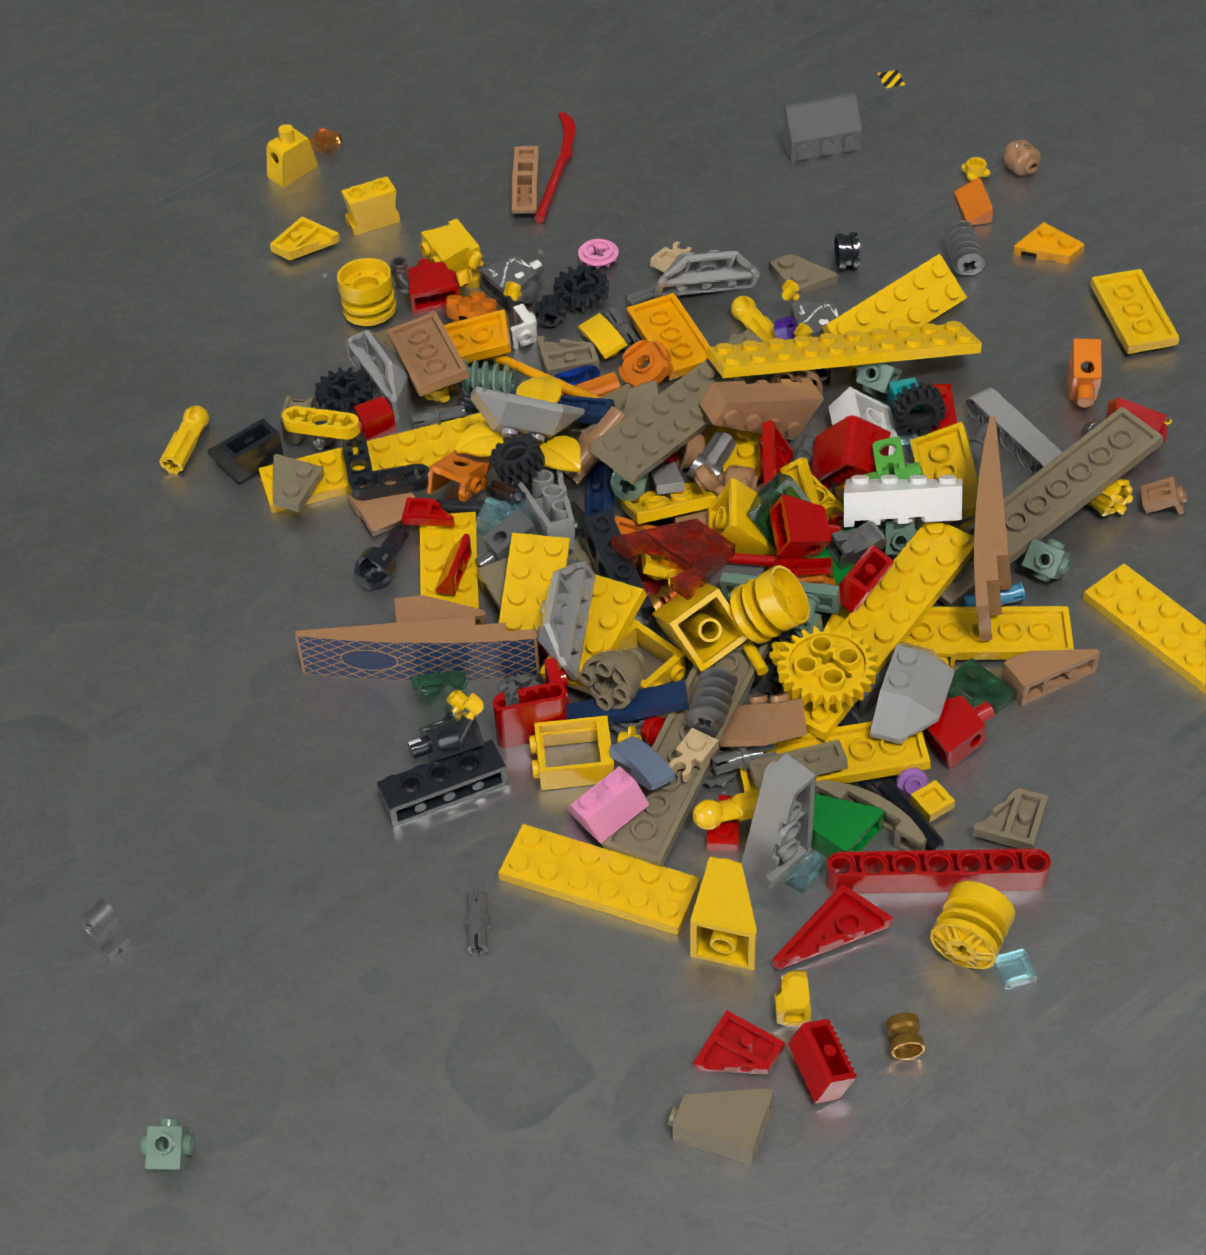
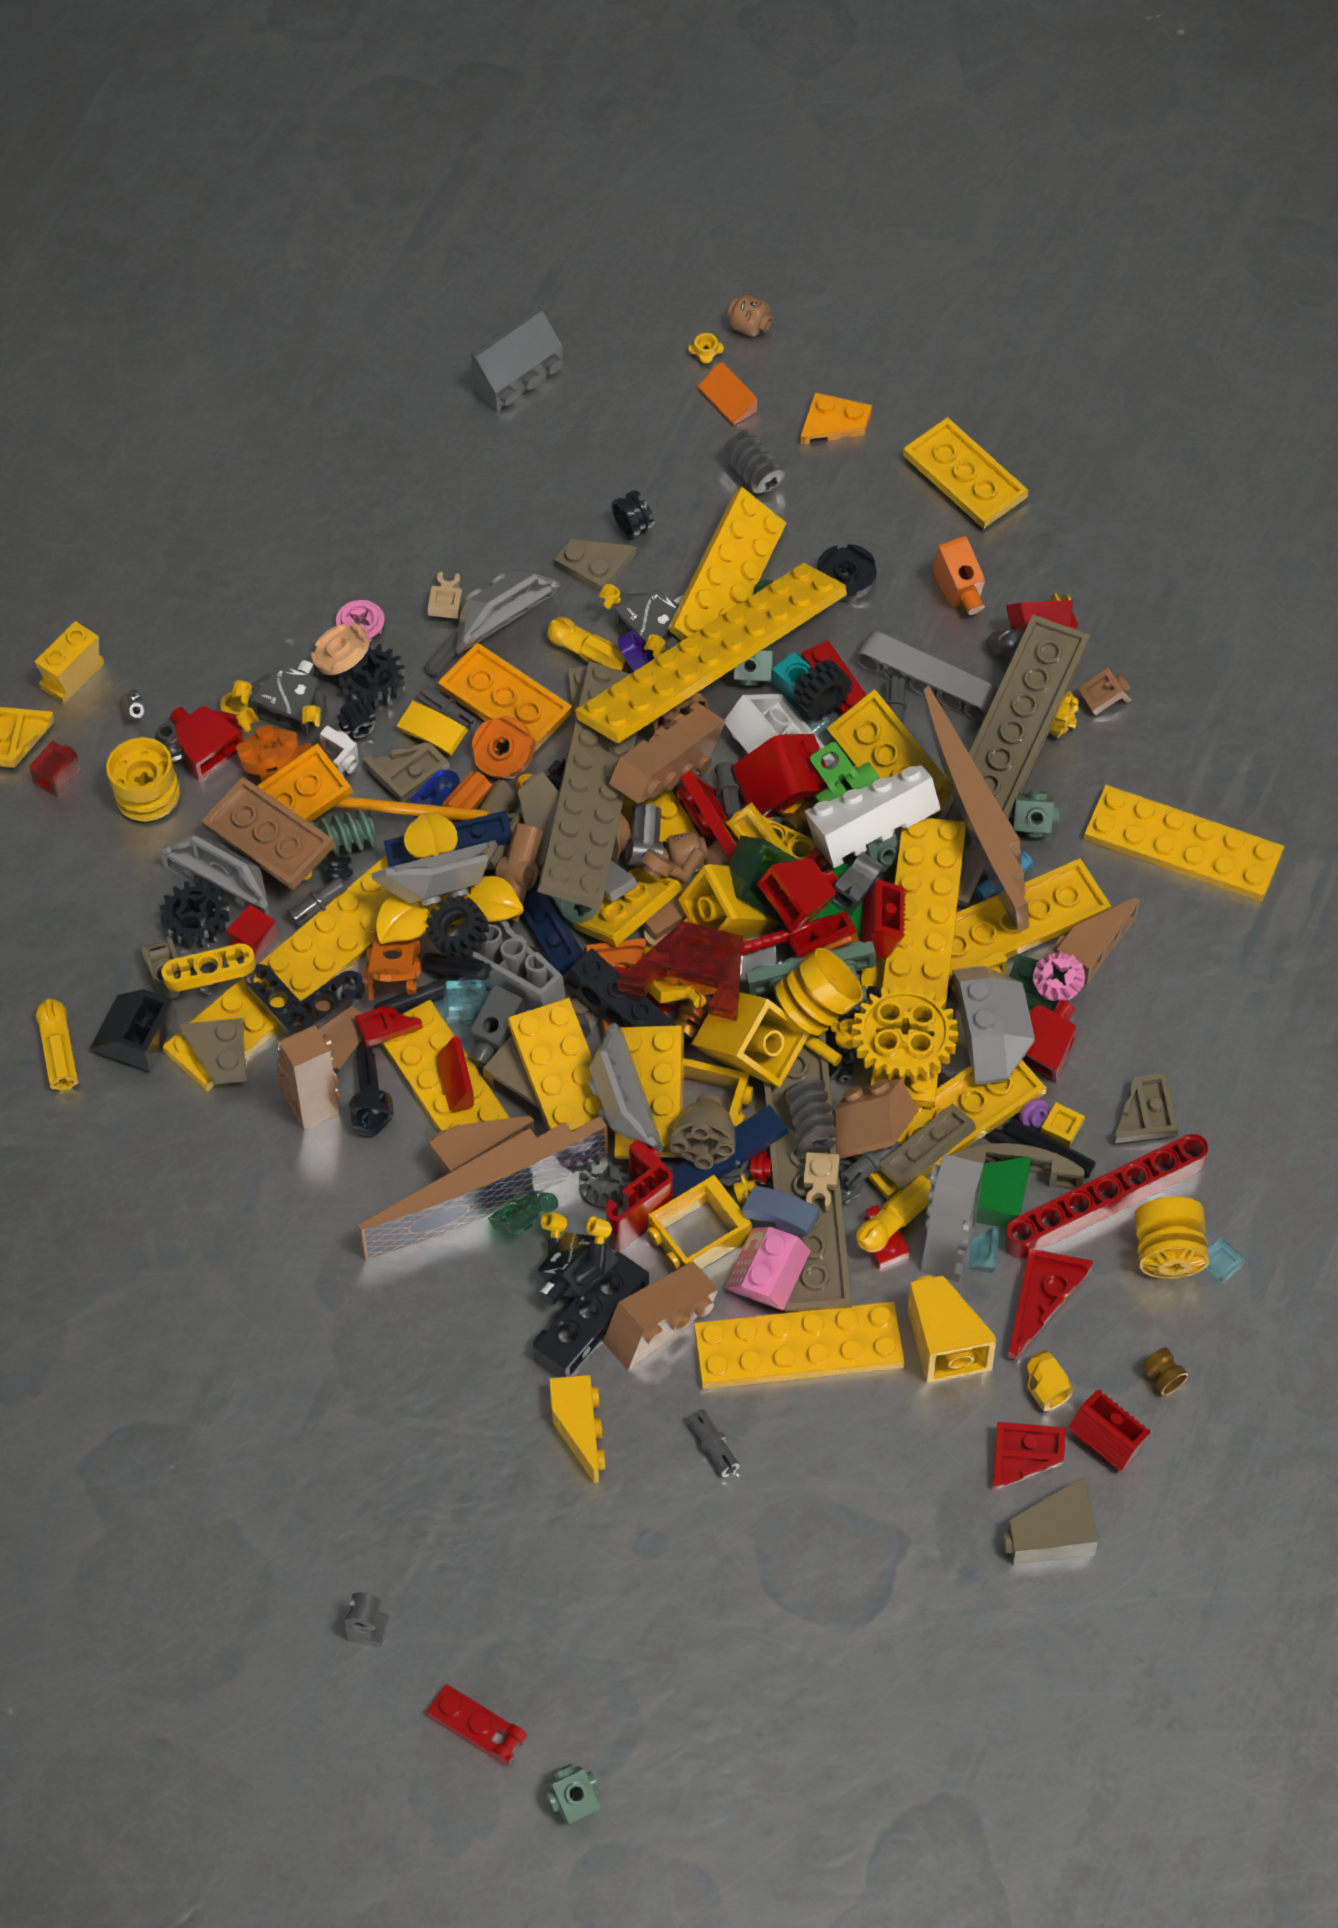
camera: 30 degrees left, 10 degrees up
(136, 1055) = (476, 1724): none -> red plate
(315, 268) = (55, 768): none -> clear red brick
(334, 515) = (308, 1076): none -> medium nougat wedge
(380, 848) = (574, 1418): none -> yellow slope
(398, 247) = (132, 705): none -> flat silver arm
(448, 245) = (193, 680): yellow hips -> none
(496, 801) = (658, 1313): none -> medium nougat wedge
(525, 179) = (218, 554): medium nougat slope -> none
(564, 155) = (239, 501): red piece -> none
(568, 261) = (340, 649): none -> light nougat tile
(891, 79) = (543, 253): sticker -> none
(1005, 689) = (1054, 989): none -> bright pink gear
(1008, 343) = (854, 558): none -> black plate

